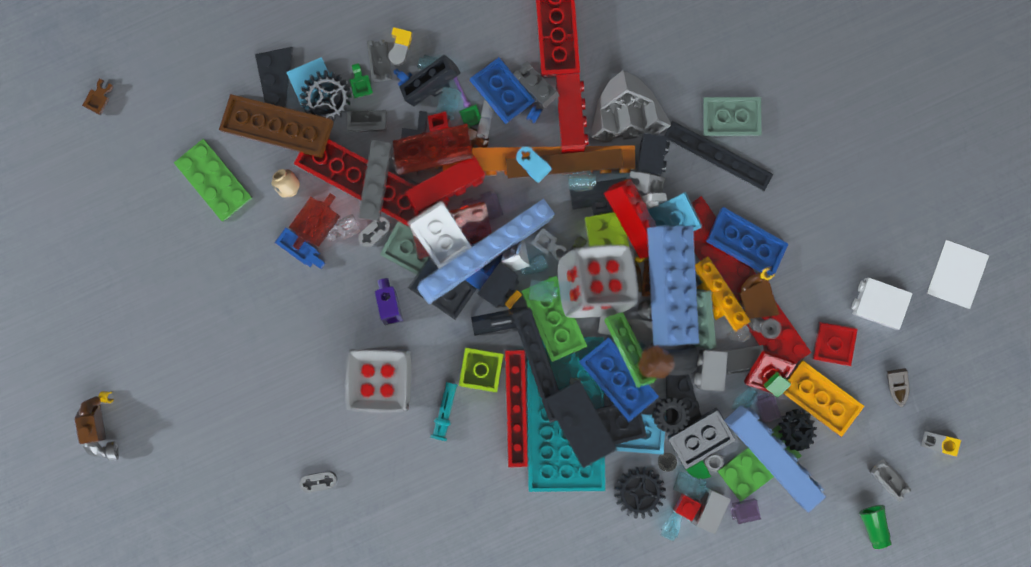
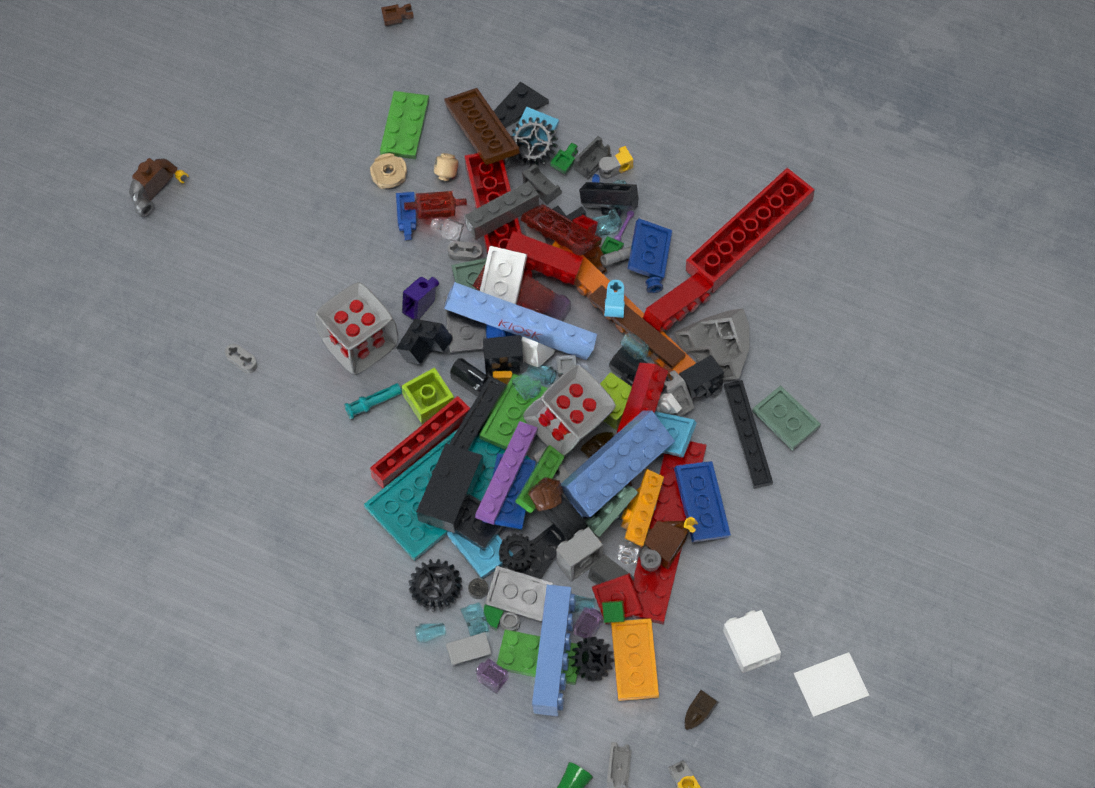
camera: 50 degrees right, 25 degrees down
(242, 220) = (392, 179): none -> tan plate
(426, 334) = (422, 338): none -> black brick
(536, 85) = (675, 266): dark grey plate -> none
(605, 371) = (506, 473): none -> medium lavender plate
(687, 507) = (455, 627): red brick -> none
(835, 344) = (687, 636): red tile -> none

